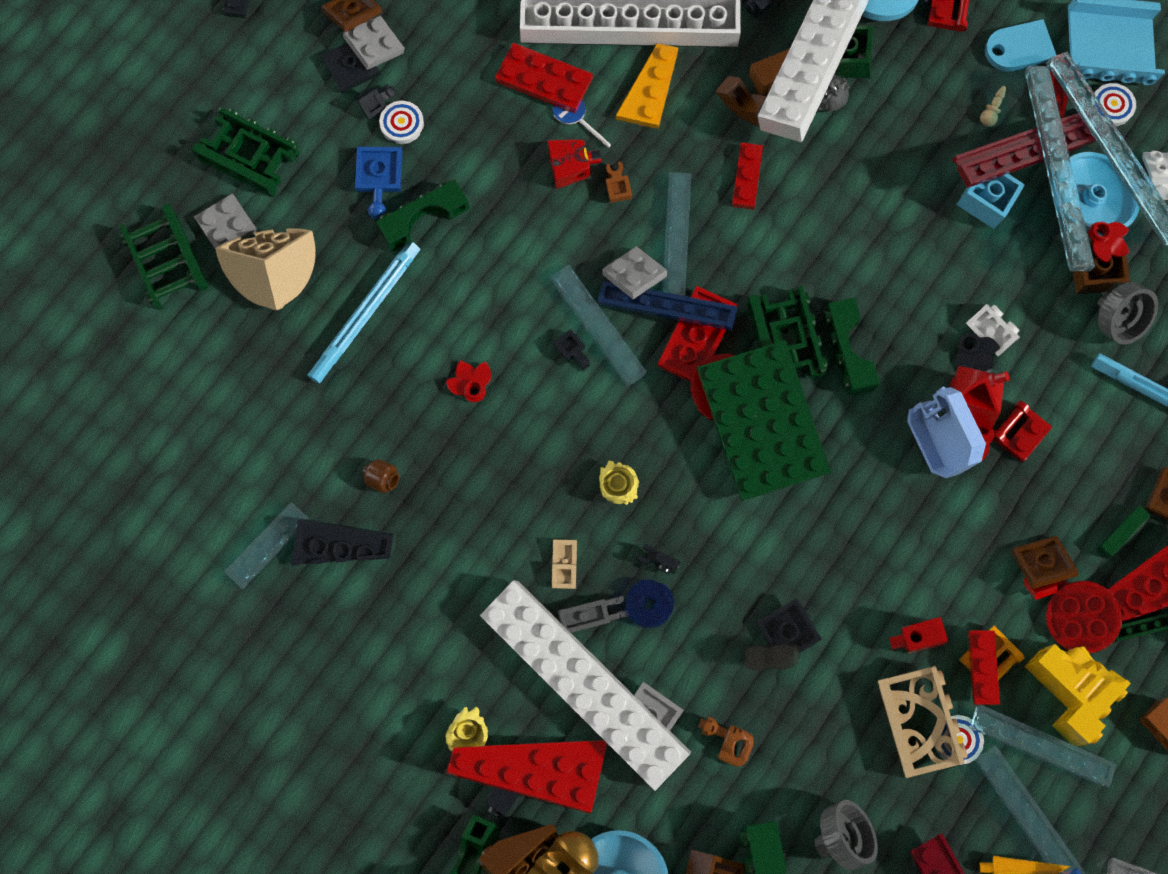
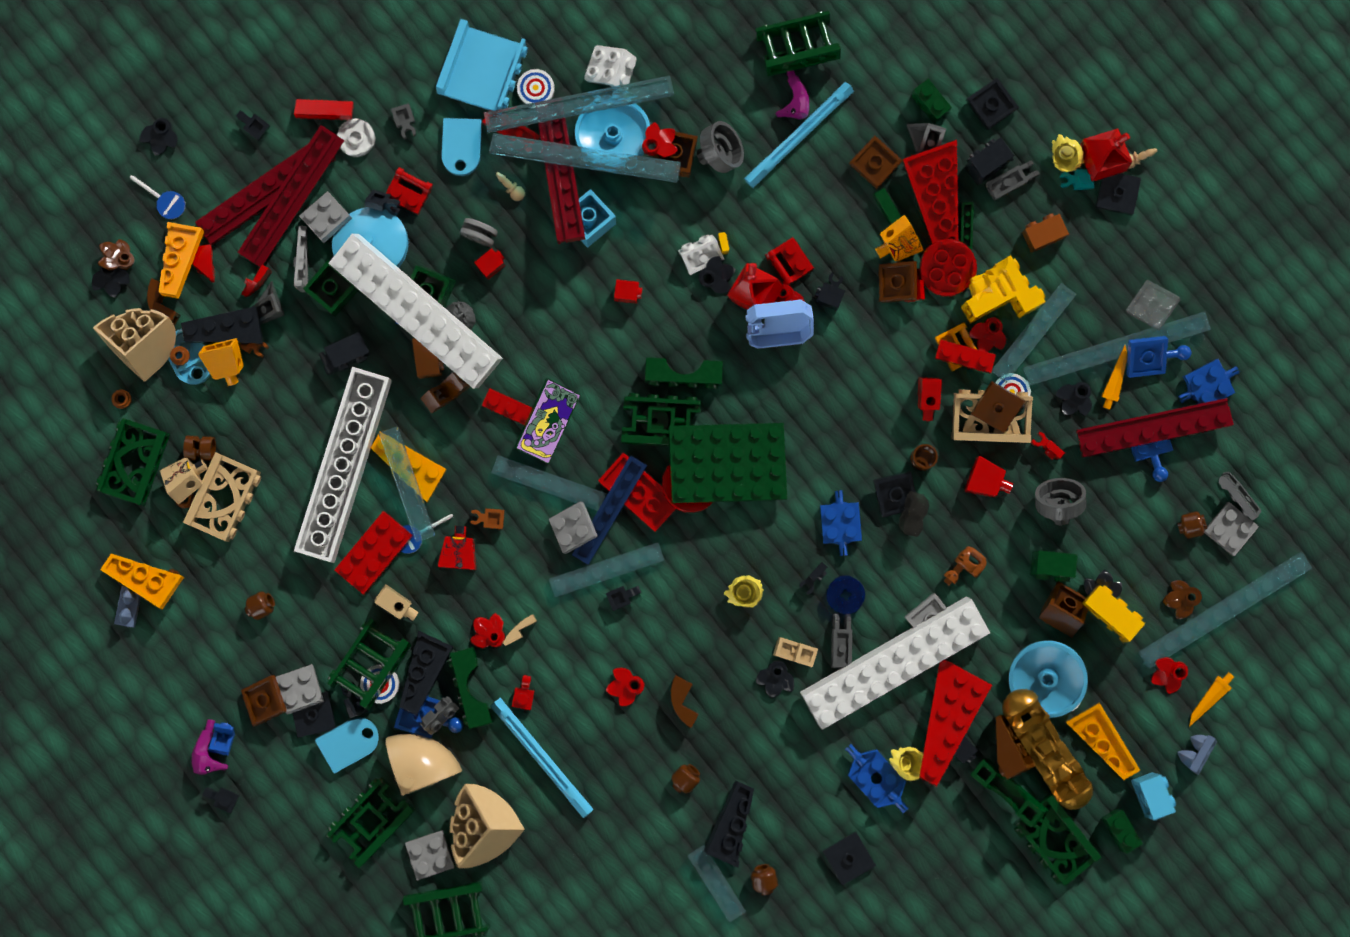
camera: 75 degrees left, 10 degrees up
(284, 599) = (764, 879): none -> reddish brown head
(324, 179) = (419, 761): none -> tan brick
(327, 105) = (347, 744): none -> medium azure tile
(334, 695) = (849, 858): none -> black plate
(375, 184) = (433, 722): none -> dark grey hinge
(414, 120) = (388, 664): none -> dark green fence
(426, 160) = (426, 665): none -> black wing
(428, 274) = (523, 696): none -> red plate
(444, 681) = (890, 787): none -> blue plate
(478, 441) = (678, 694): none -> reddish brown brick
(492, 215) = (486, 629): none -> red plate
(494, 108) = (389, 597): none -> tan torso
(497, 245) = (515, 634): none -> tan slope
(522, 549) = (775, 682): none -> black plate
(629, 86) = (407, 484): none -> clear light blue plate
(733, 575) = (841, 523): none -> blue plate
(746, 214) = (547, 421): none -> tile
(842, 737) = (987, 479): none -> red torso
(844, 651) = (924, 457): none -> reddish brown wheel
(901, 108) = (490, 263): none -> red brick
(905, 809) = (1051, 448): none -> red plate
(922, 259) = (627, 291): none -> red brick
(932, 84) = (478, 232): none -> light grey head
(937, 722) = (997, 407): none -> reddish brown plate
(975, 823) = (1073, 401): none -> black plate
(1000, 489) = (829, 294): none -> black brick
(1015, 350) = (723, 242): none -> yellow tile
(1015, 692) = (986, 337): none -> red plate
(1094, 548) = (899, 240): none -> light orange torso

